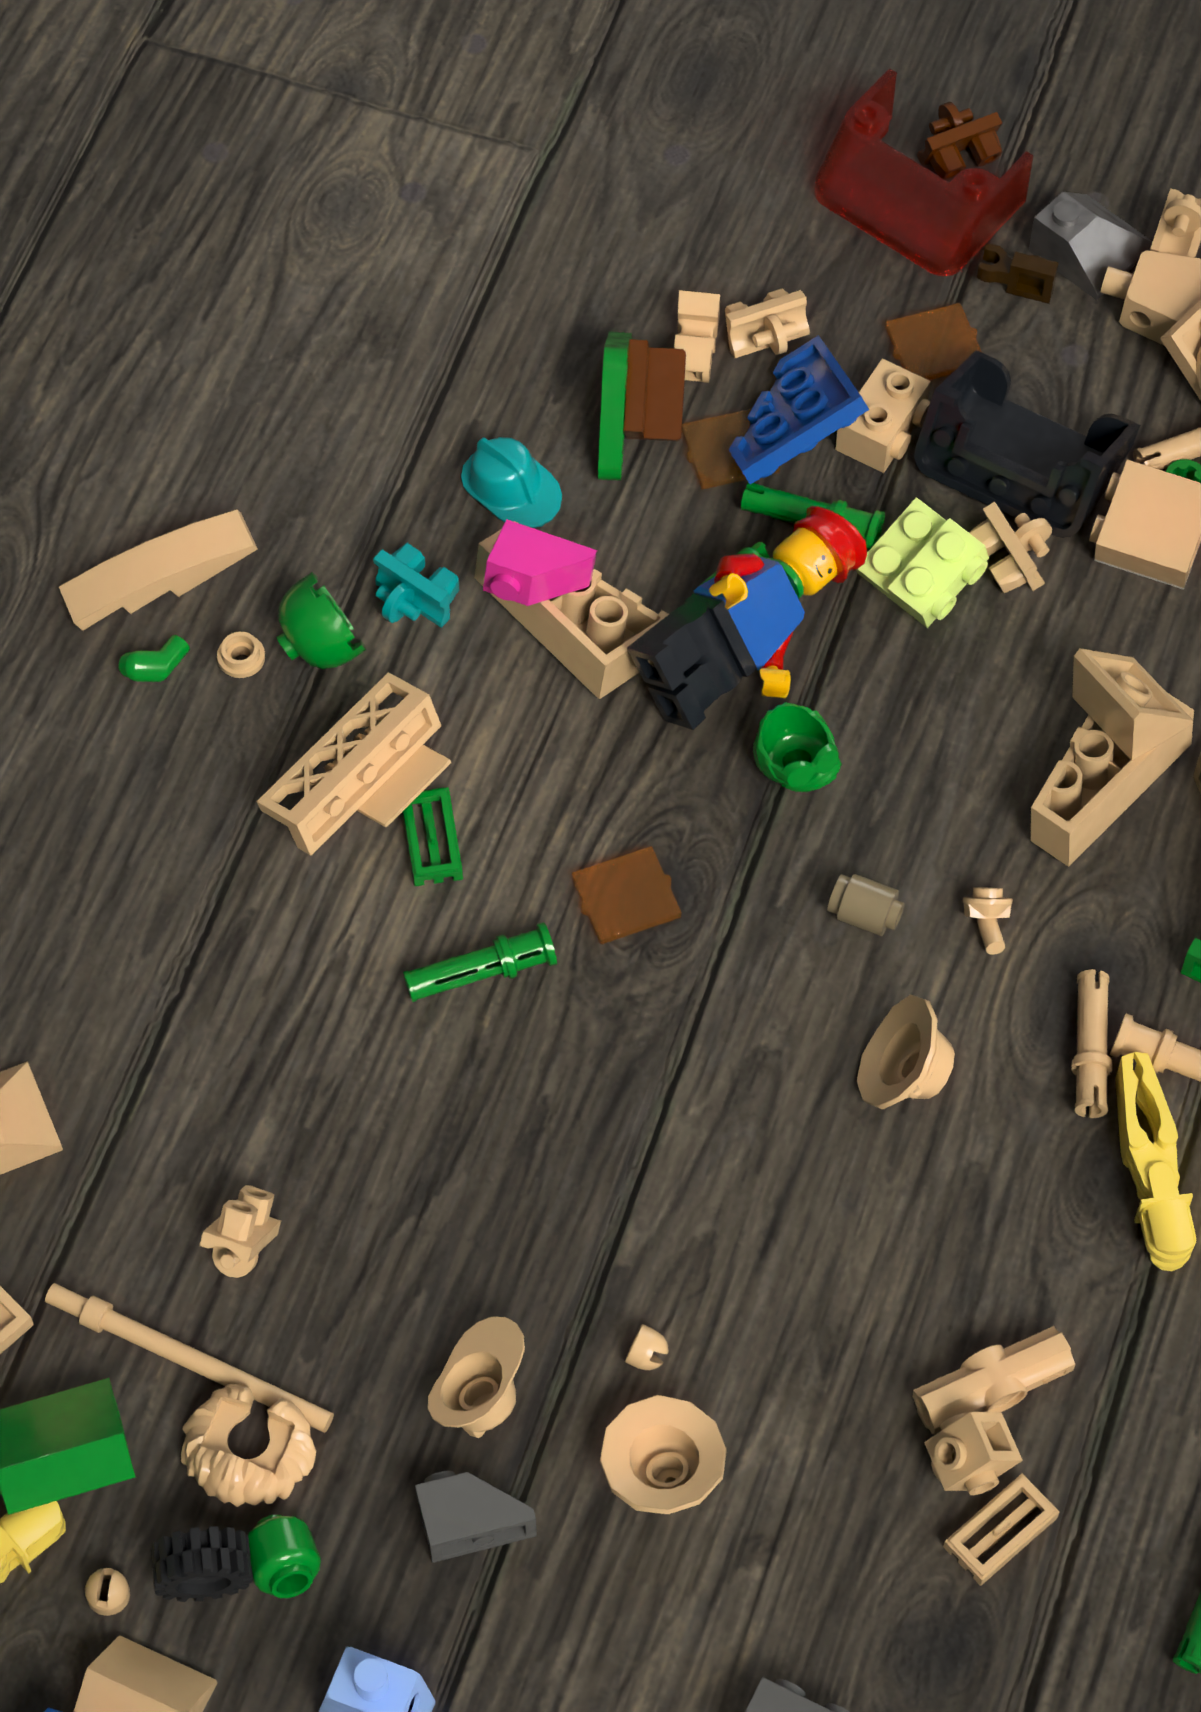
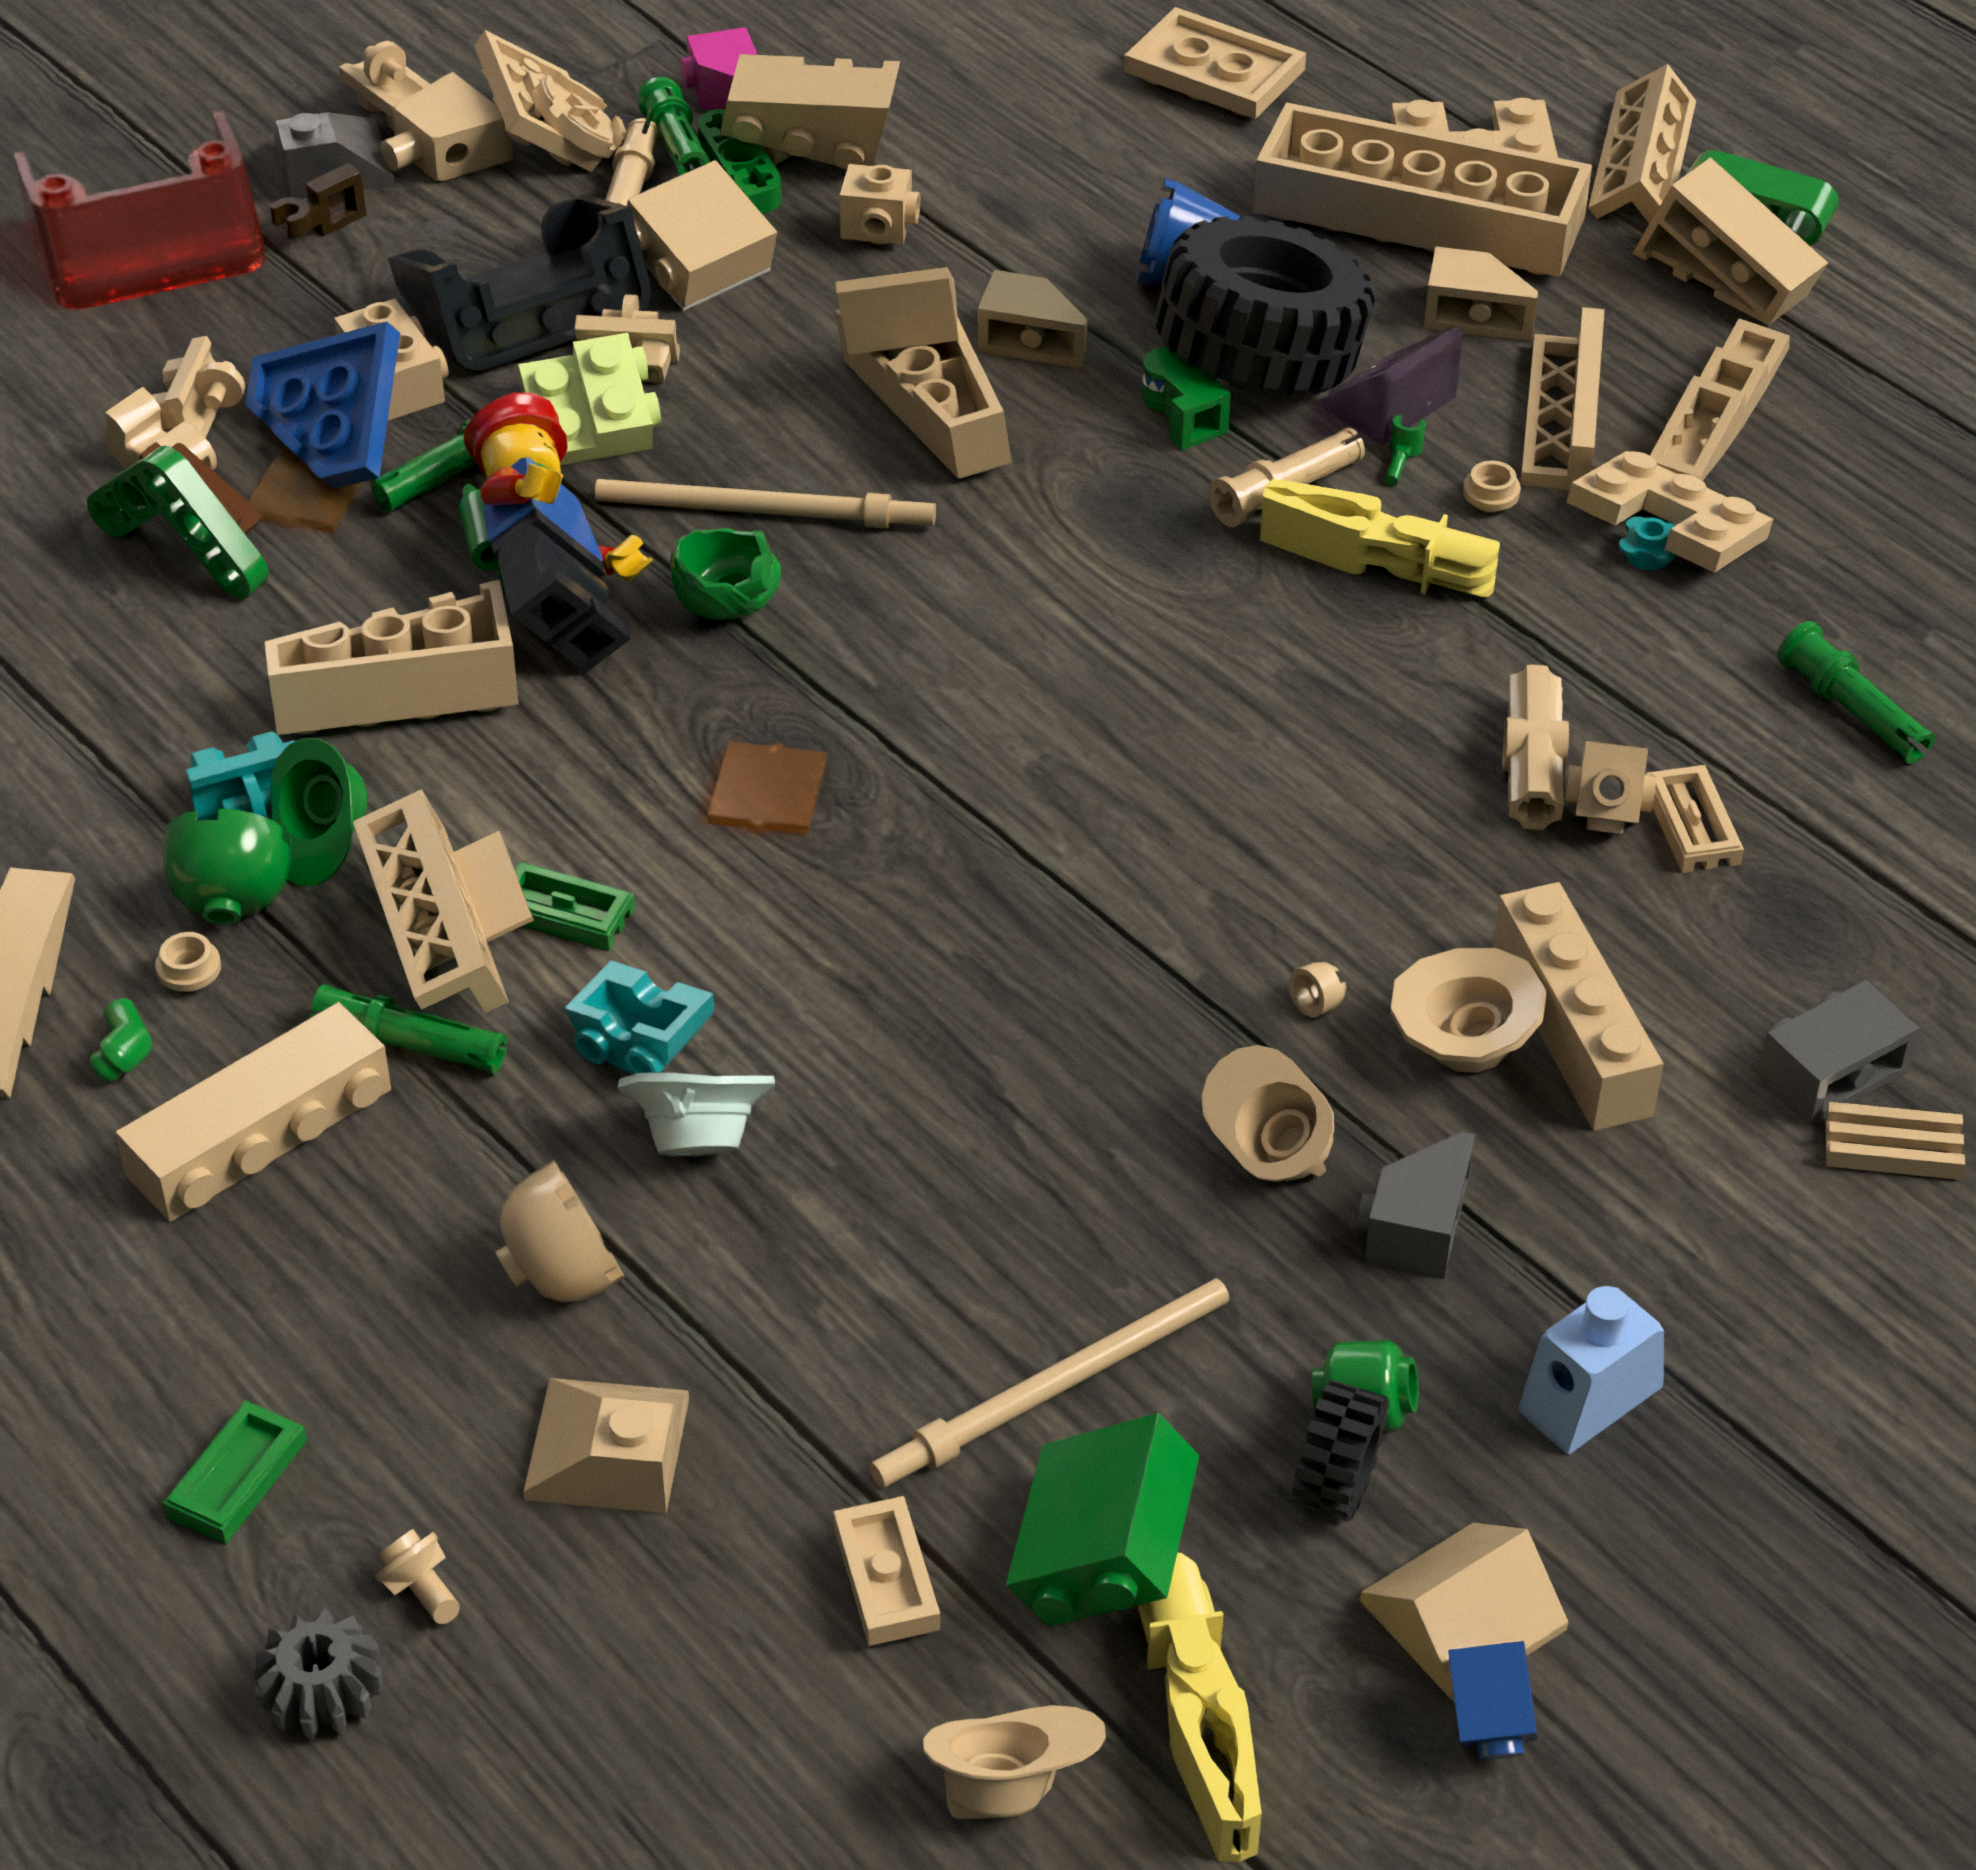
camera: 60 degrees left, 15 degrees down
(117, 1003) = (554, 1240): none -> tan cylinder
(117, 1595) = (1291, 1587): tan hinge -> none
(134, 770) = (253, 1111): none -> tan brick
(241, 1231) = (938, 1245): tan hips -> none
(246, 1480) = (1226, 1400): tan piece -> none
(260, 826) = (419, 1030): none -> green pin
(275, 1016) = (695, 1111): none -> light aqua hat
(340, 937) = (634, 1021): none -> teal cylinder
(408, 645) = (316, 804): none -> green piece
(503, 957) = (768, 903): green pin -> none
(511, 482) = (180, 658): teal piece -> none
(535, 565) = (347, 630): dark pink slope -> none
(725, 1531) = (1586, 1014): none -> tan brick
(866, 904) = (939, 608): dark tan brick -> none
(905, 1056) = (1138, 640): tan hat -> none
(933, 341) = (326, 294): clear orange piece -> none
(945, 148) = (137, 165): reddish brown hips -> none
(949, 803) = (875, 510): none -> tan bar
(987, 906) = (1009, 532): tan plate -> none
(1092, 1062) = (1239, 536): tan pin -> none

